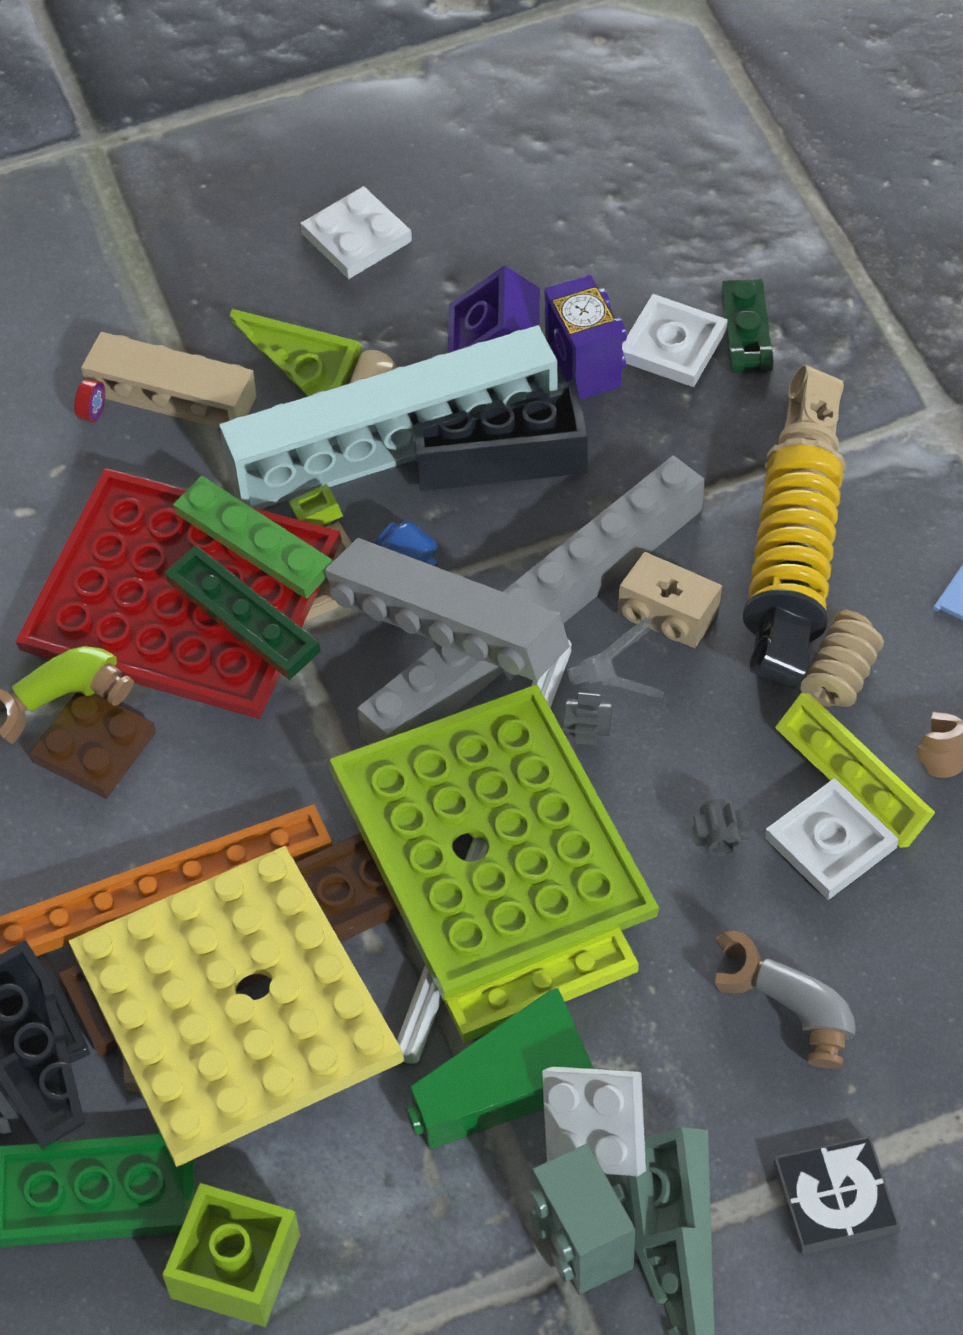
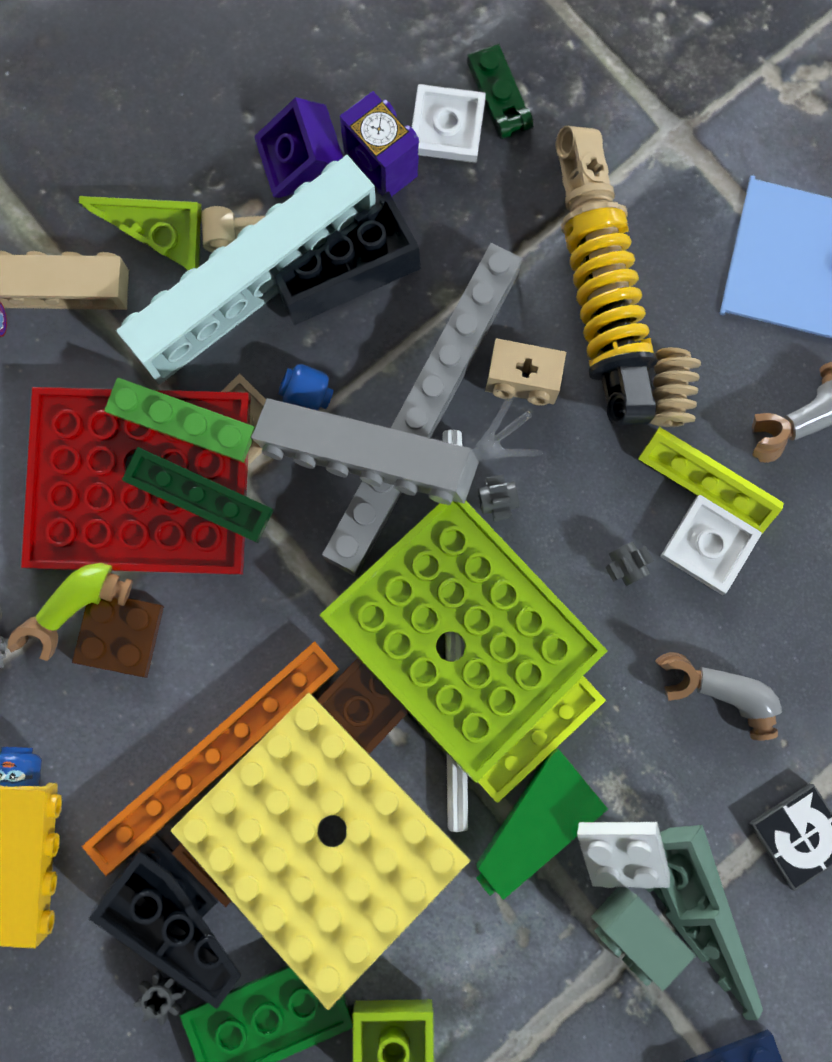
camera: 25 degrees left, 25 degrees up
(316, 506) = (217, 368): lime plate -> none
(356, 232) = (152, 86): white plate -> none

